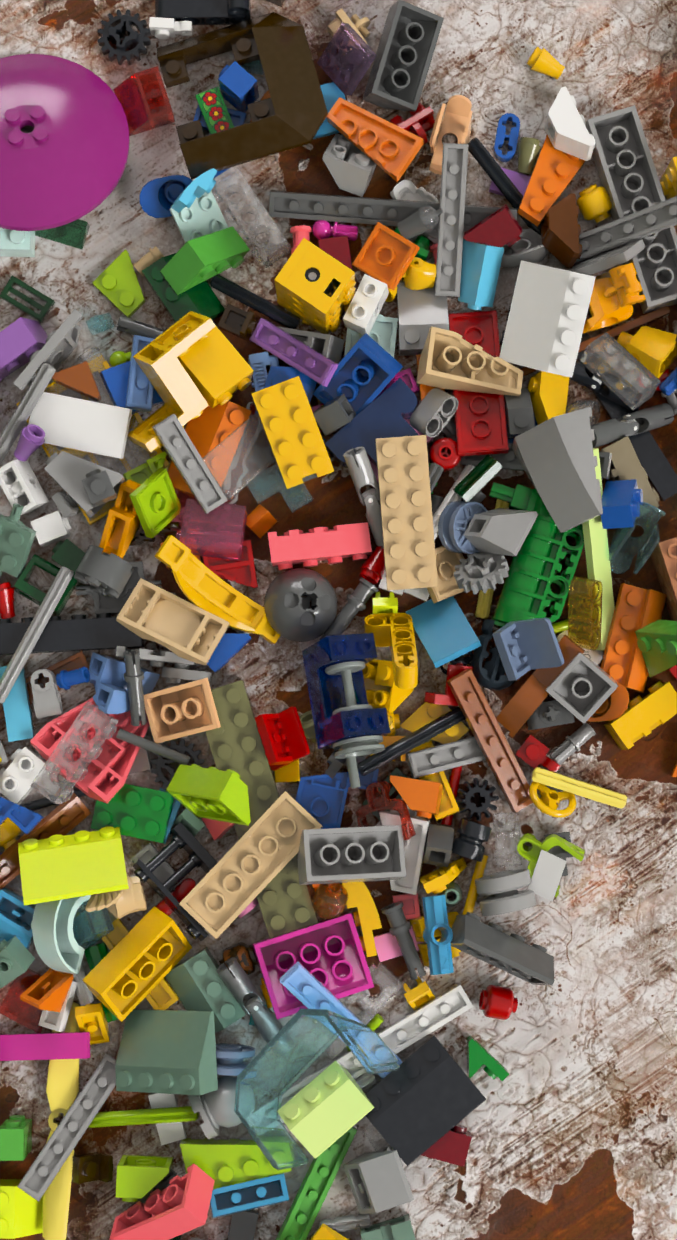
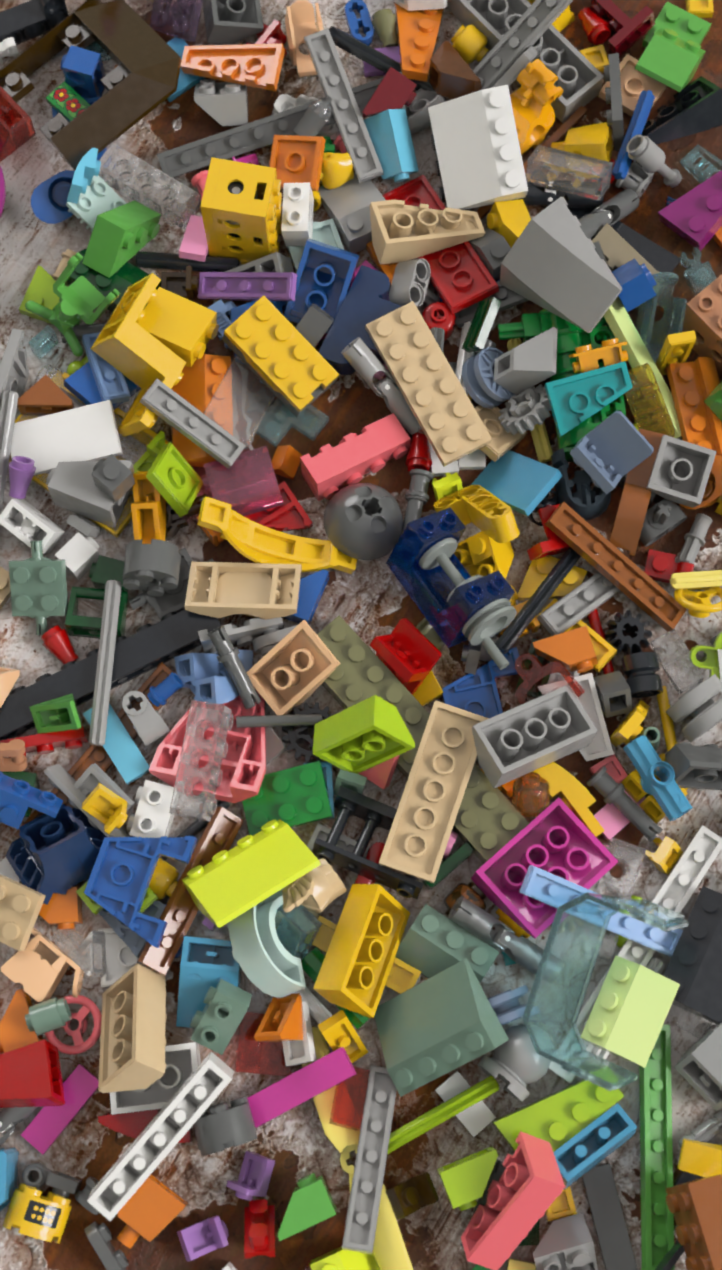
camera: 25 degrees left, 10 degrees down
(77, 1074) = (350, 1100): none -> clear red tile
(137, 308) = (75, 304): none -> bright green piece
(209, 1229) = (562, 1206): none -> yellow tile
(244, 923) = (451, 864): none -> dark green tile
(265, 292) = (194, 242): none -> bright pink tile
(533, 585) = (584, 394): none -> teal wing
(570, 556) = (588, 358): none -> light orange hinge
(631, 577) = (675, 349): none -> yellow tile

